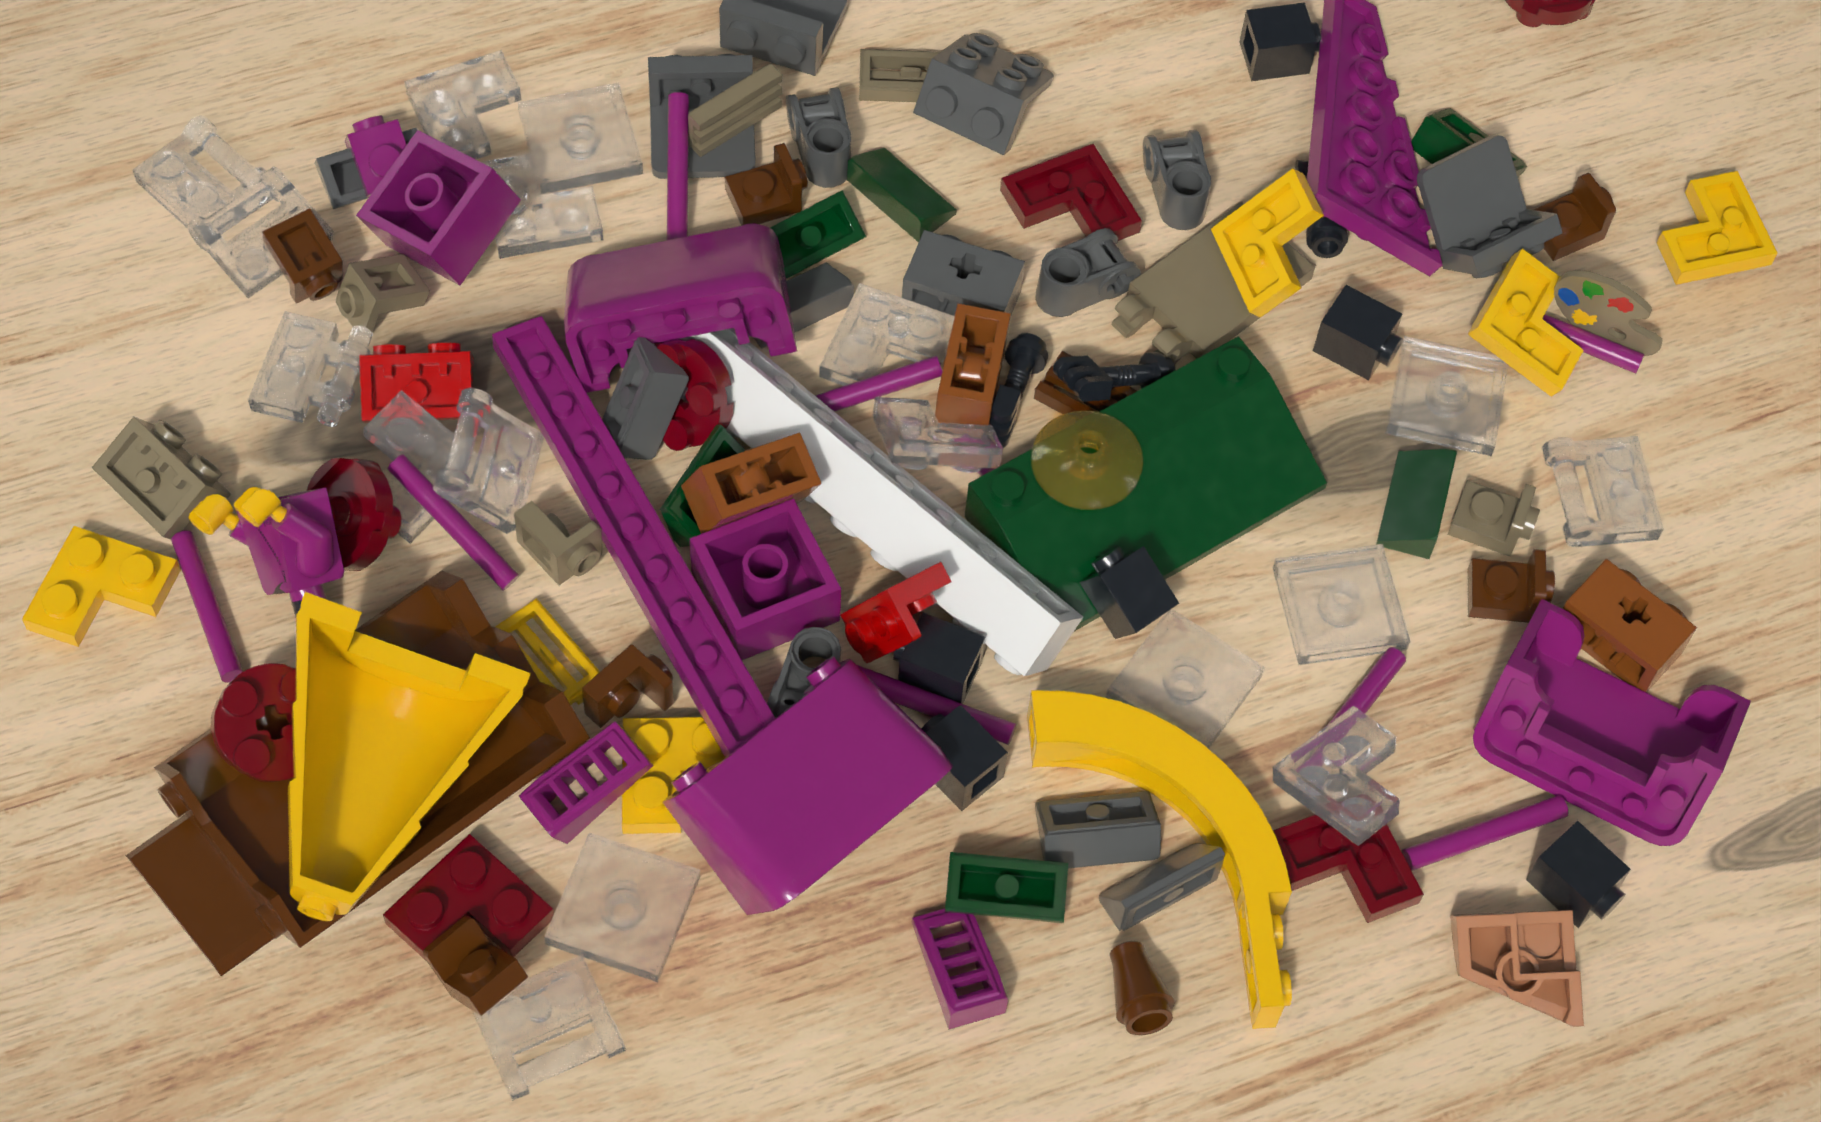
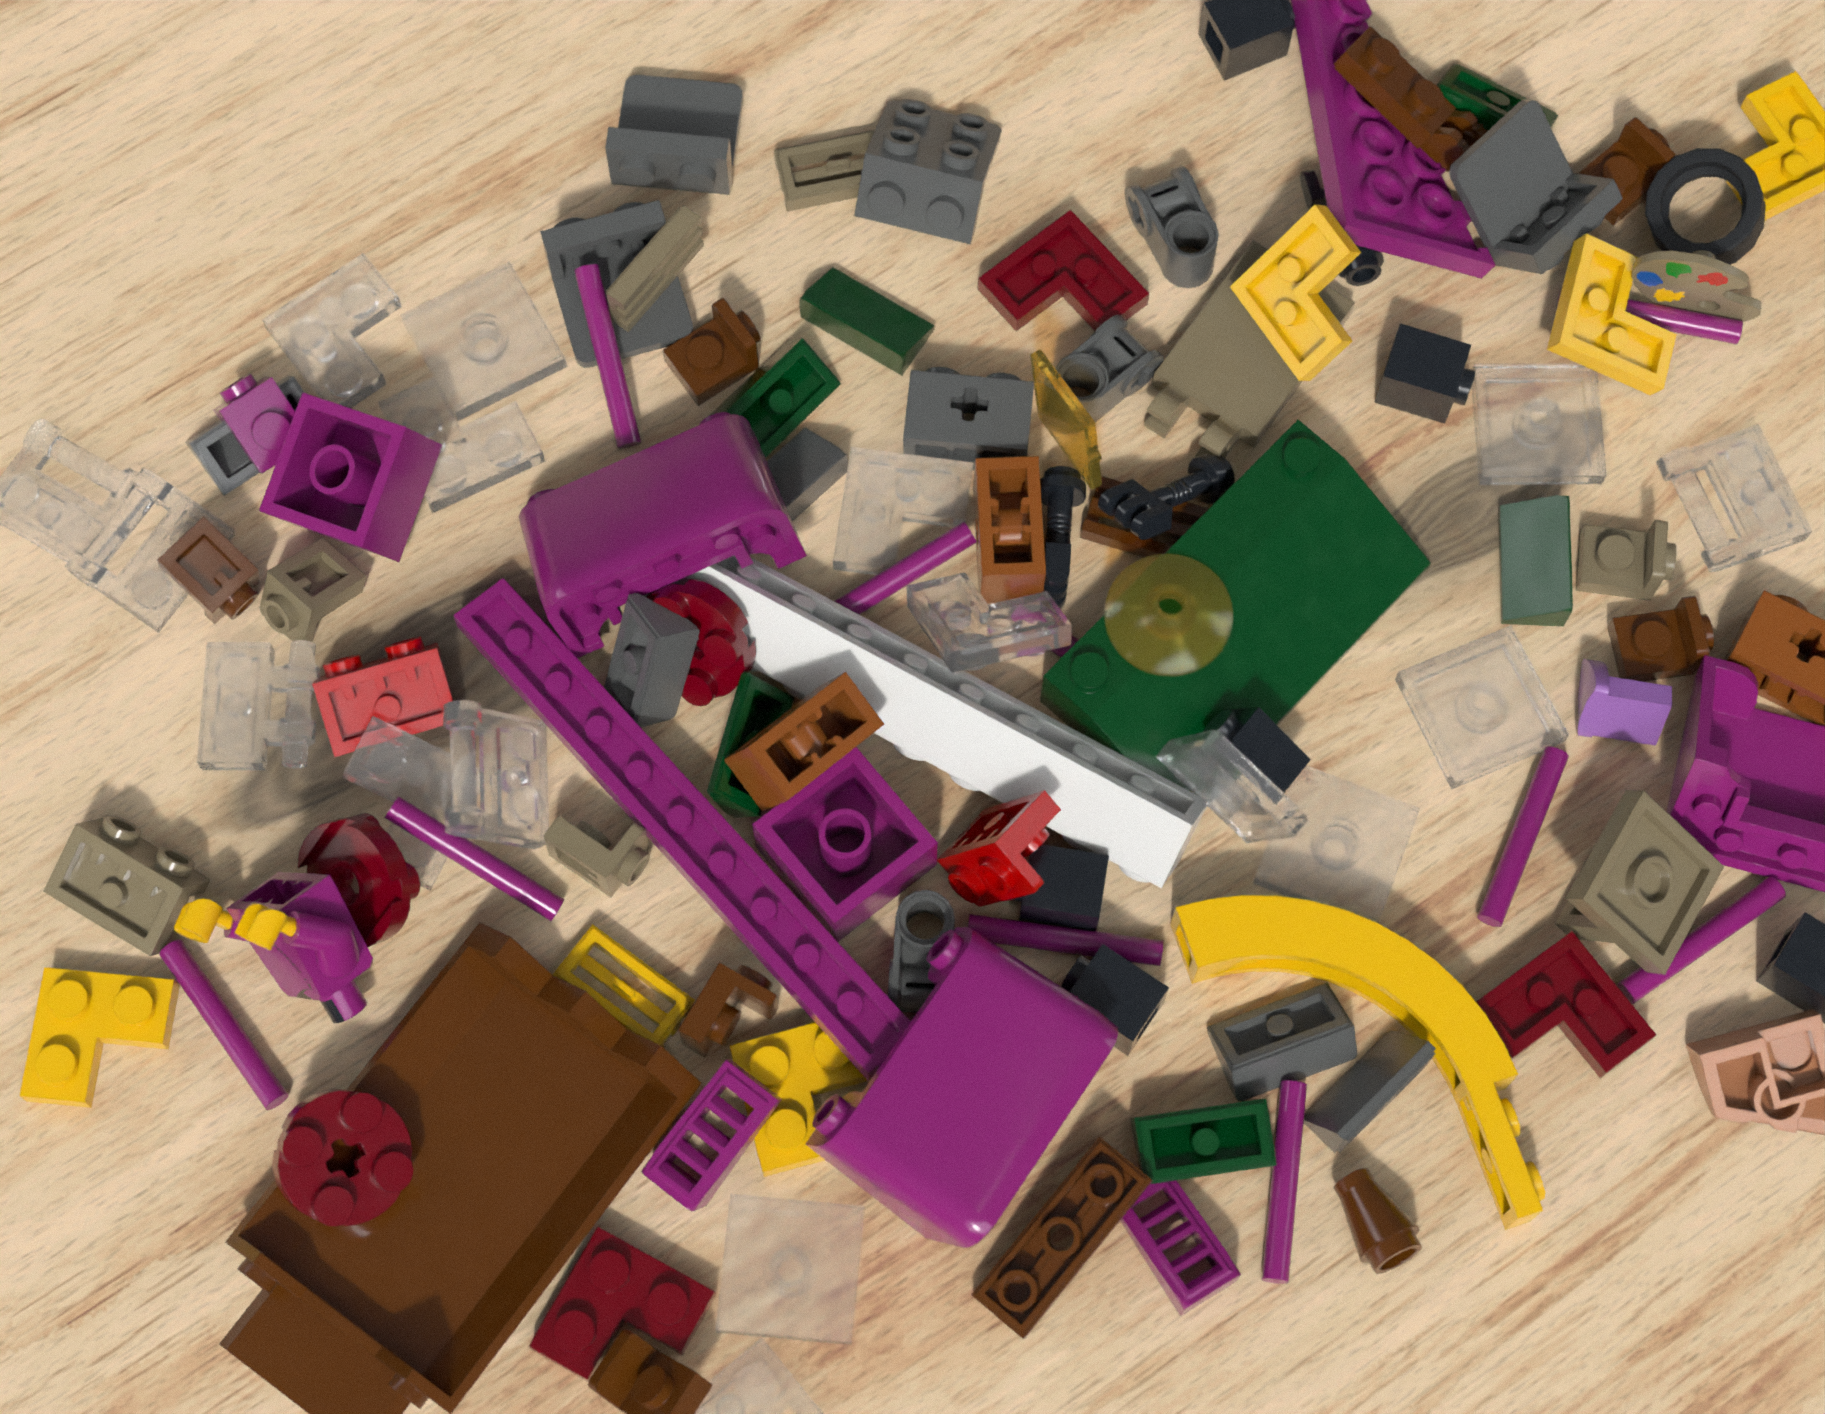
camera: 10 degrees left, 10 degrees up
(374, 749) = (474, 1169): yellow cone -> none
(821, 136) = (754, 263): dark grey piece -> none
(833, 960) = (1032, 1270): none -> reddish brown tile
(1043, 295) = (1066, 419): none -> clear yellow piece
(1068, 941) = (1284, 1182): none -> magenta bar
(1104, 603) = (1232, 787): none -> clear plate
(1331, 775) = (1523, 923): clear plate -> none
(1395, 115) = (1408, 99): none -> reddish brown hinge
(1441, 763) = (1641, 884): none -> dark tan bracket
(1461, 629) = (1620, 706): none -> medium lavender tile
(1633, 222) = (1699, 164): none -> black tyre

